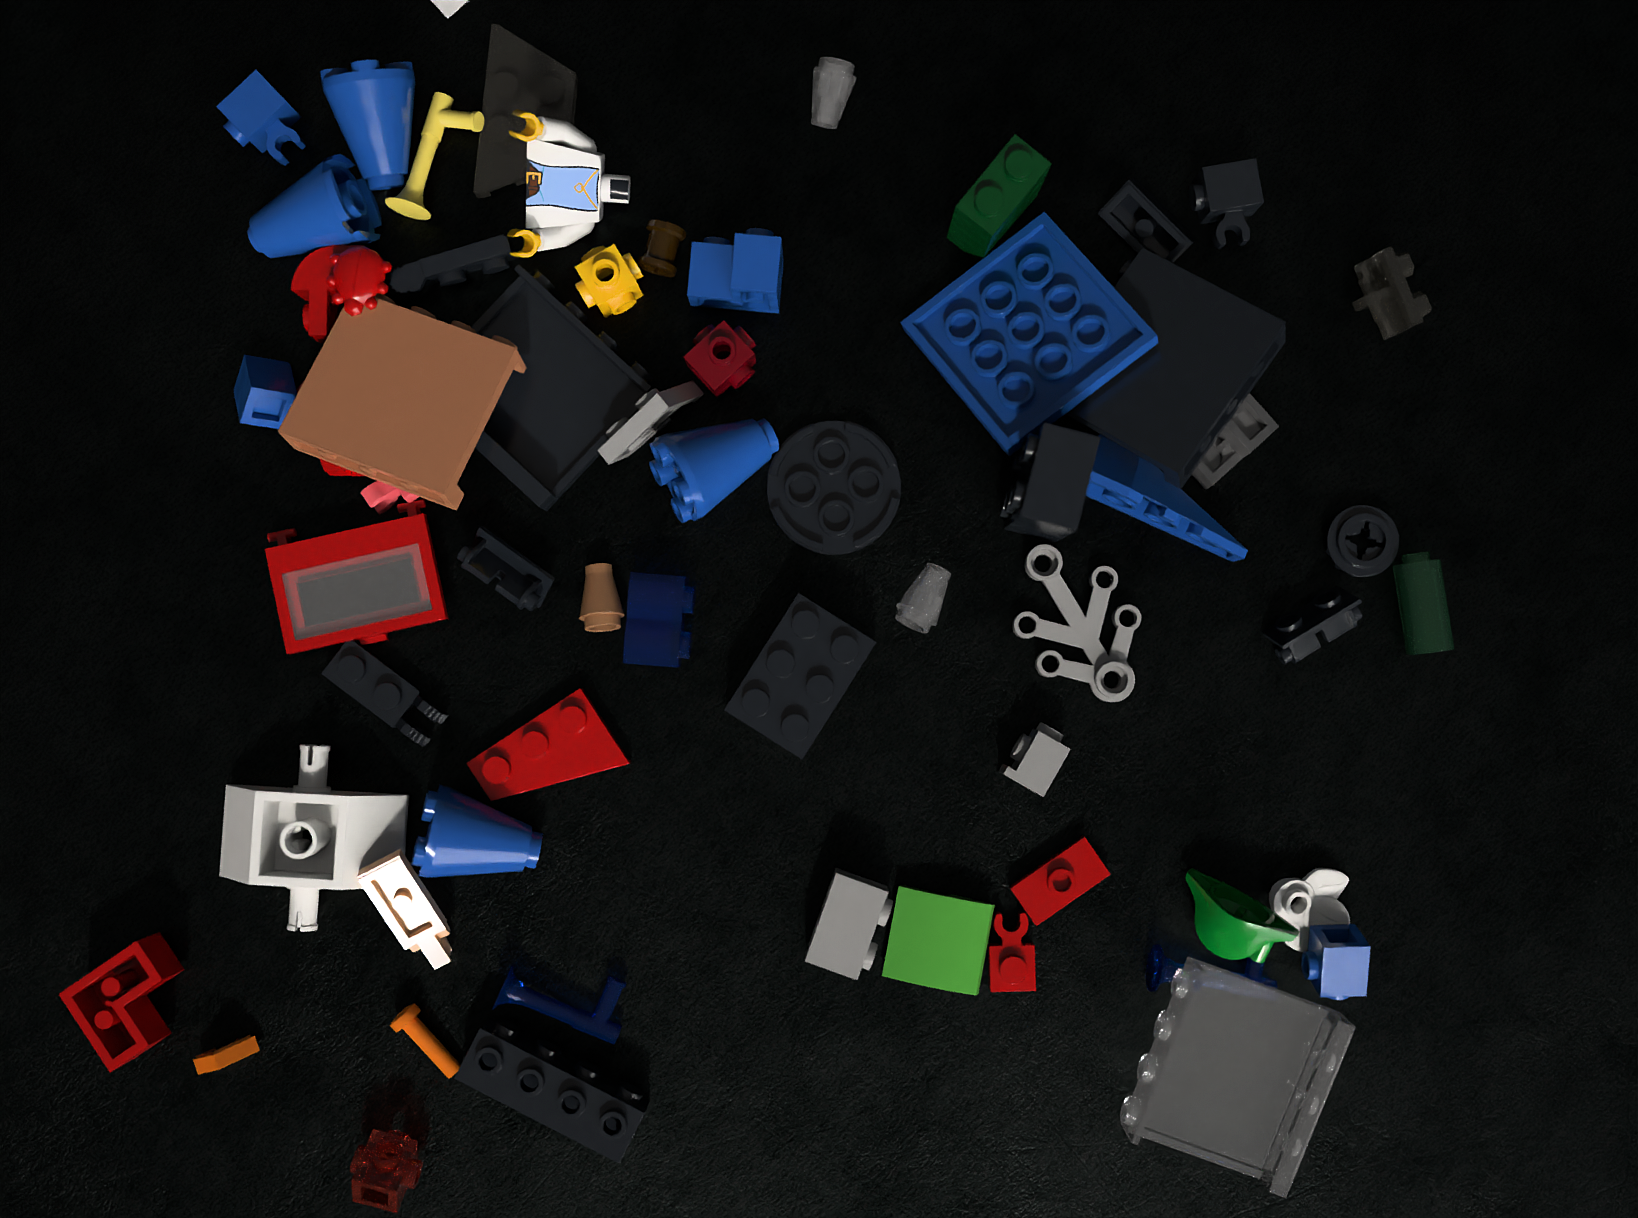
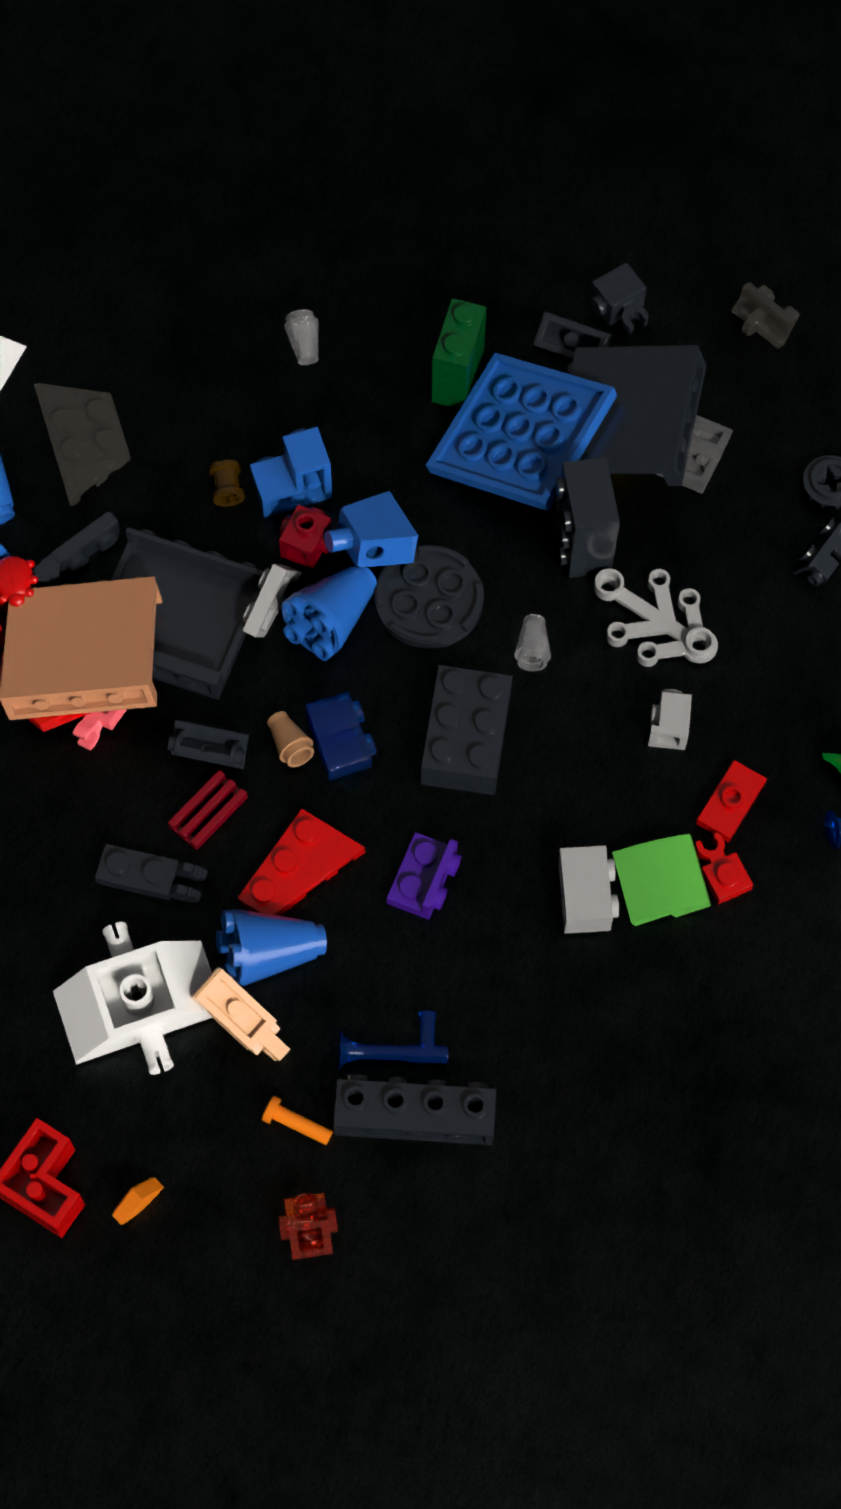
camera: 25 degrees left, 20 degrees down
(356, 582) = (96, 799): piece -> none
(439, 116) = (24, 524): light yellow piece -> none
(443, 658) = (197, 800): none -> dark red tile
(563, 184) = (137, 463): torso -> none
(613, 295) = (198, 516): yellow brick -> none
(680, 822) = (423, 874): none -> dark purple bracket
(798, 390) = (374, 533): none -> blue torso
(1140, 490) = (658, 508): blue wedge -> none

